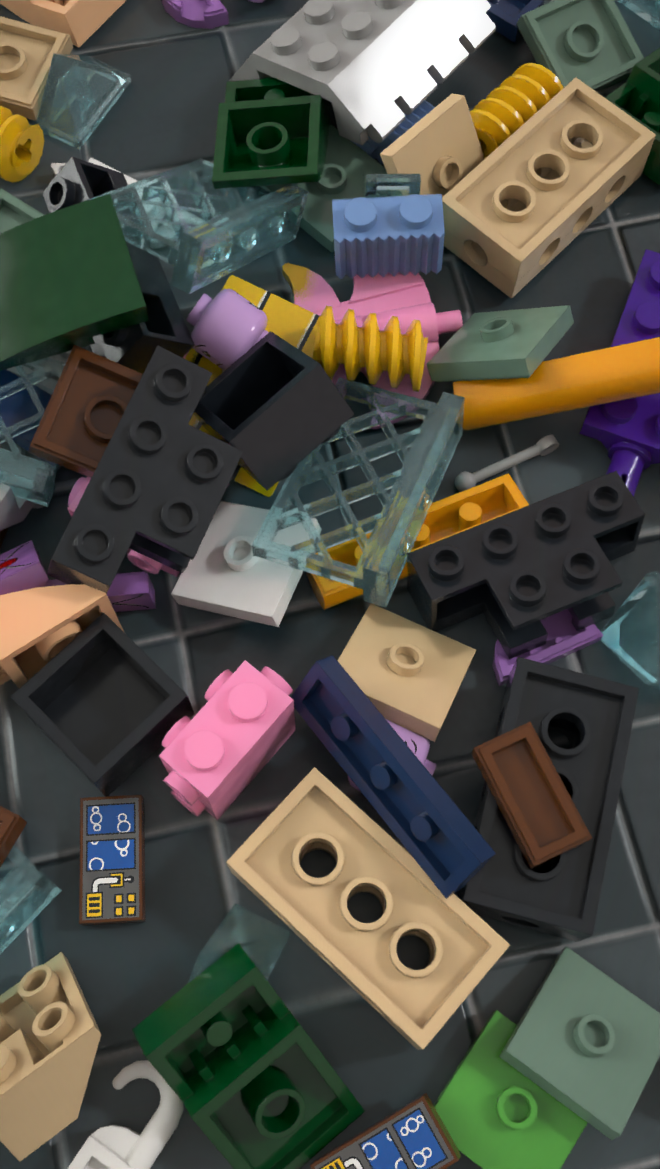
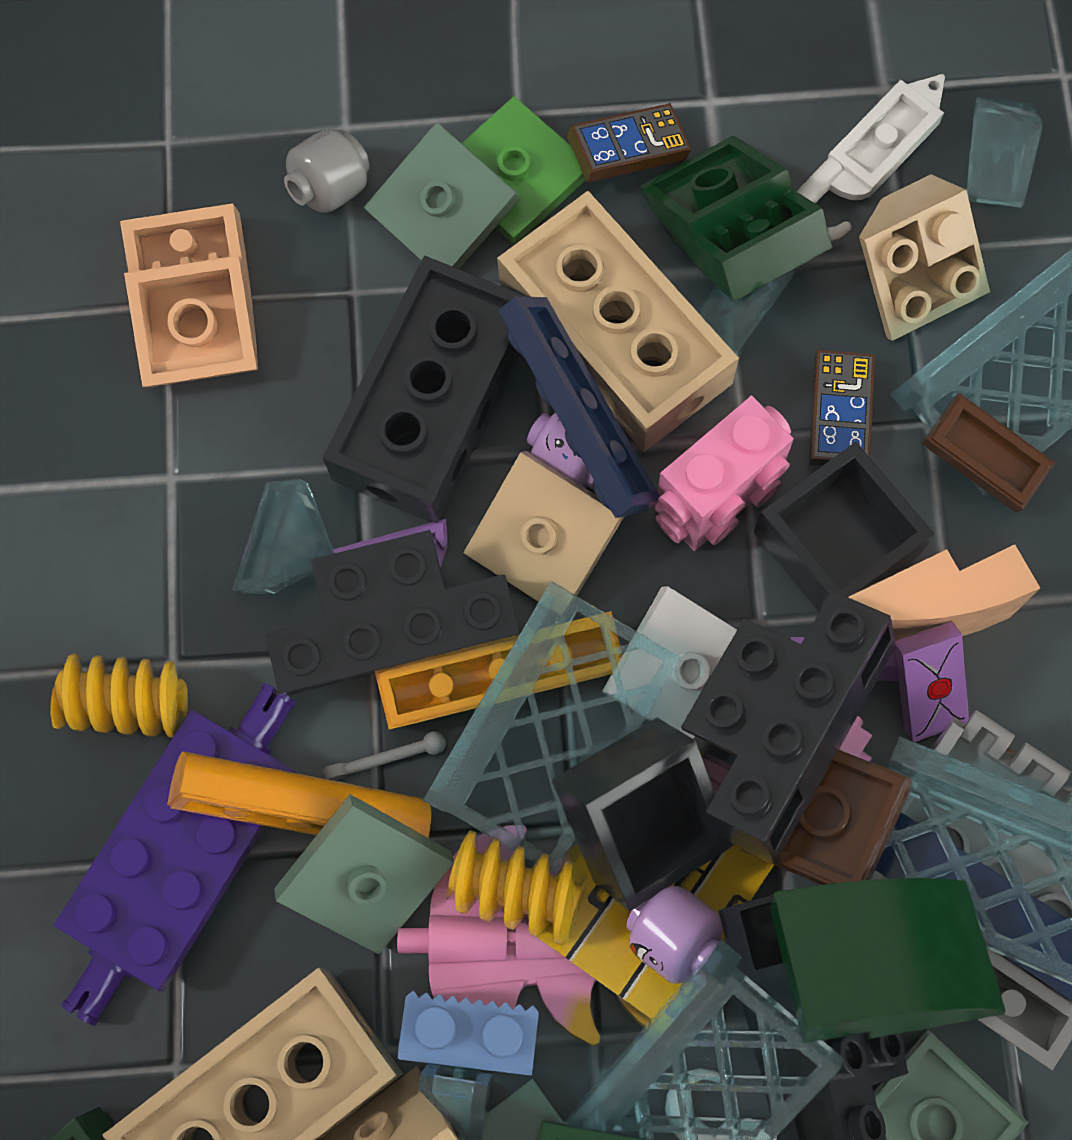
camera: 165 degrees left, 5 degrees up
(530, 795) = (451, 371): reddish brown tile -> none

